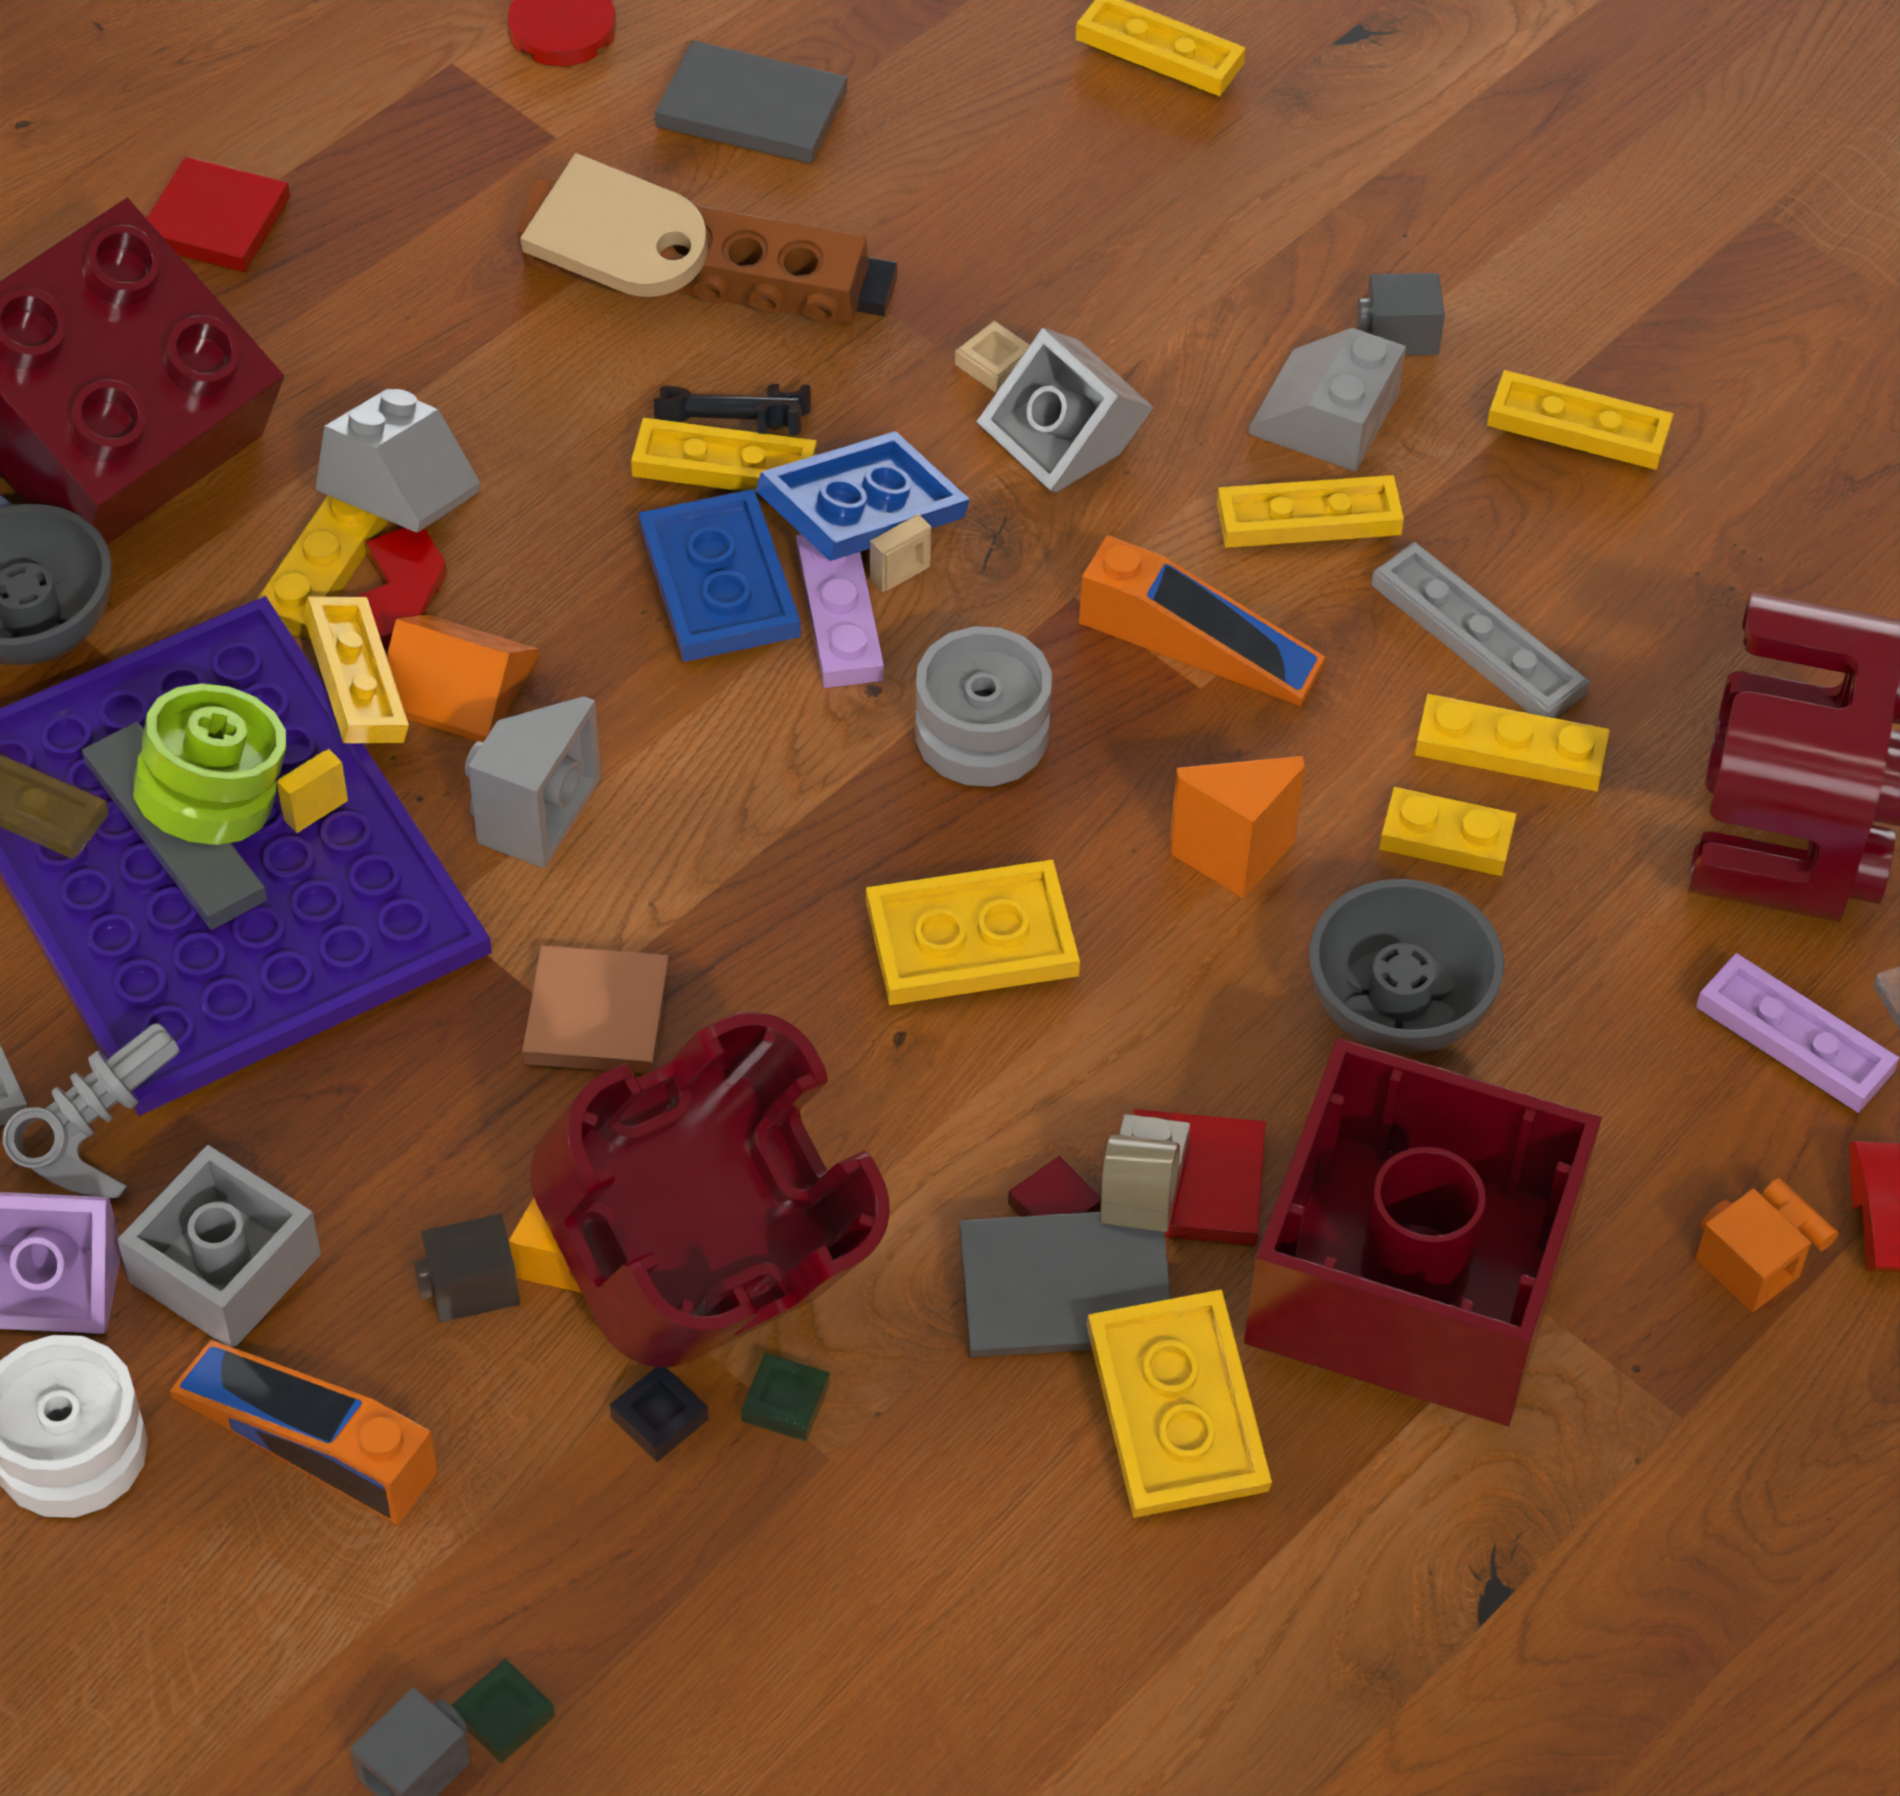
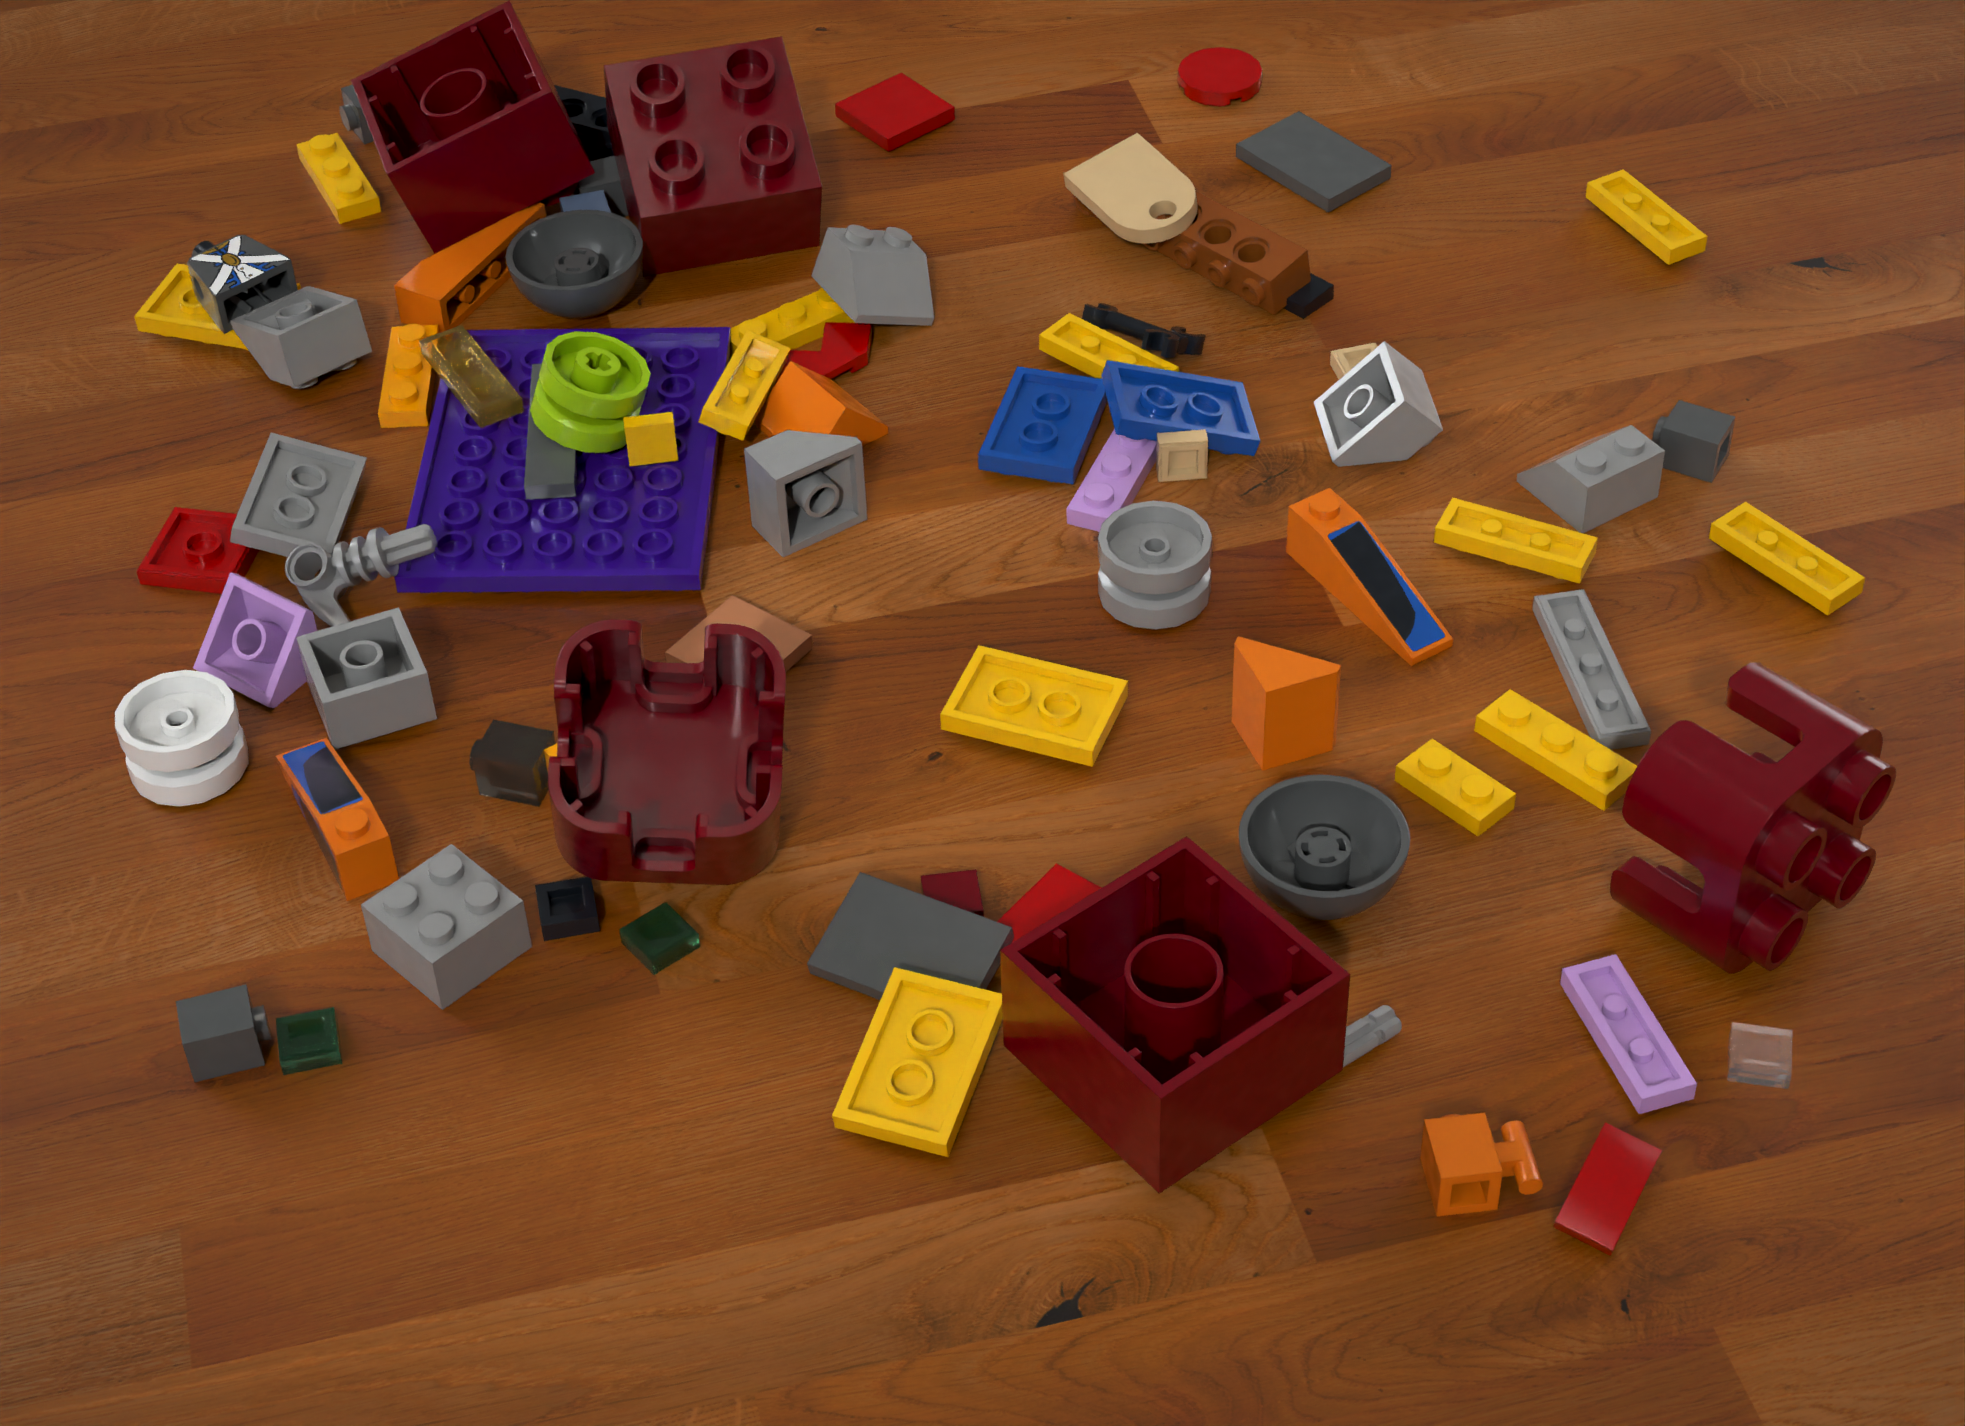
camera: 35 degrees right, 10 degrees down
(560, 1502) = (447, 926): none -> light grey brick
(1143, 1172) = (1008, 896): dark tan plate -> none

